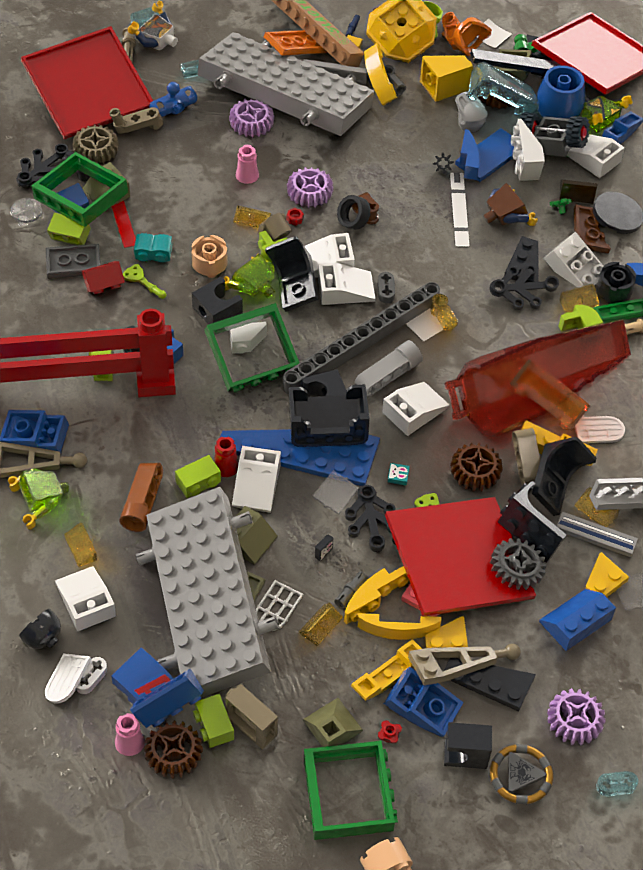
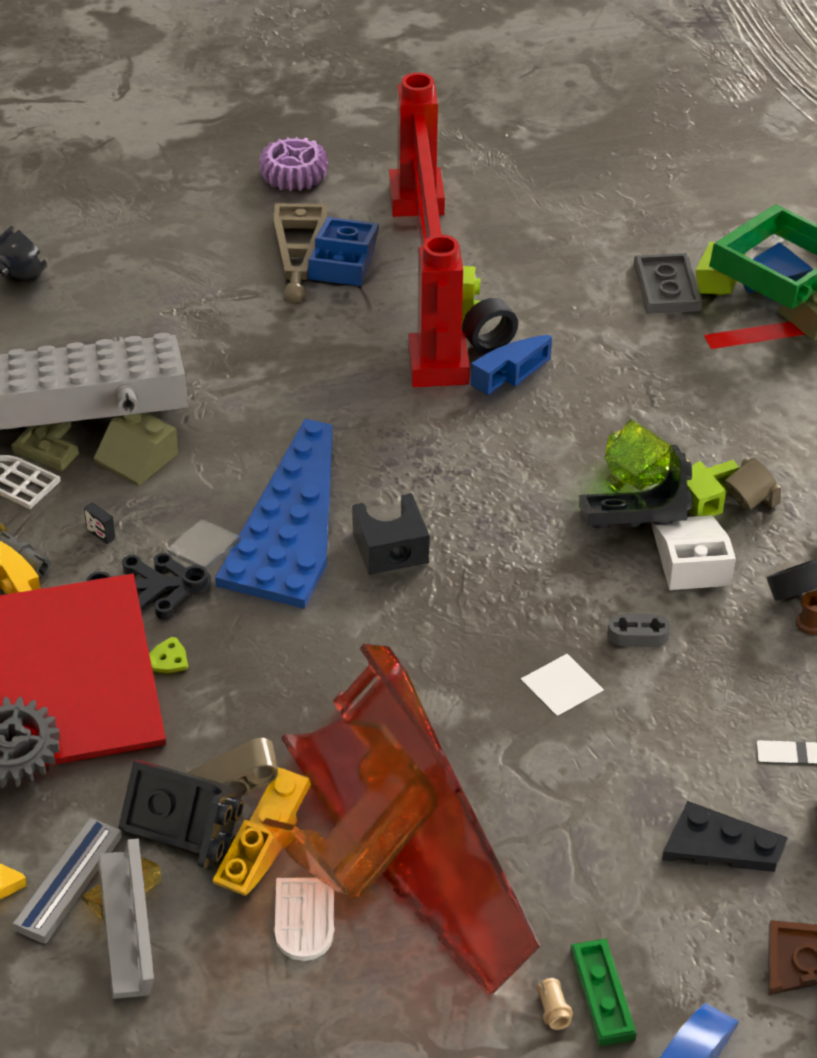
camera: 95 degrees right, 10 degrees down
(40, 492) = (235, 251): clear neon green torso -> none
(80, 545) = (153, 298): clear yellow slope -> none
(86, 598) = (61, 293): white slope -> none
(103, 276) = (625, 300): red brick -> none
(136, 274) = (640, 342): lime piece -> none
(141, 497) = (192, 334): dark orange beam -> none
(153, 247) = (695, 355): teal brick -> none
(198, 476) = (247, 397): lime brick -> none
(209, 255) = (679, 408): light nougat brick -> none
(210, 307) = (576, 409): black piece -> none
(226, 456) = (273, 419): red plant -> none
(244, 319) = (455, 409): green window -> none
(247, 337) = (513, 450): white slope -> none
(250, 217) = (789, 469): clear yellow slope -> none
(256, 478) = (234, 453): white slope -> none
(295, 216) = (792, 518): red tile -> none
(329, 418) = (327, 507): black windscreen -> none
(344, 284) = (632, 566): white slope -> none
(363, 336) = (525, 595): dark grey beam -> none
(390, 367) = (447, 617): light grey beam -> none
(398, 474) = (232, 622): tile -> none
(413, 406) = (348, 623): white slope -> none
(443, 312) = (586, 696): clear yellow piece -> none
(487, 462) = (228, 714): reddish brown gear -> none
(522, 287) = (646, 816): black plant -> none
(529, 524) = (98, 740): black bracket -> none
(575, 262) = (719, 919): white slope -> none
(579, 296) = (627, 918): clear yellow slope -> none
(581, 317) = (567, 914): lime brick -> none
(616, 282) = (663, 974): black brick -> none

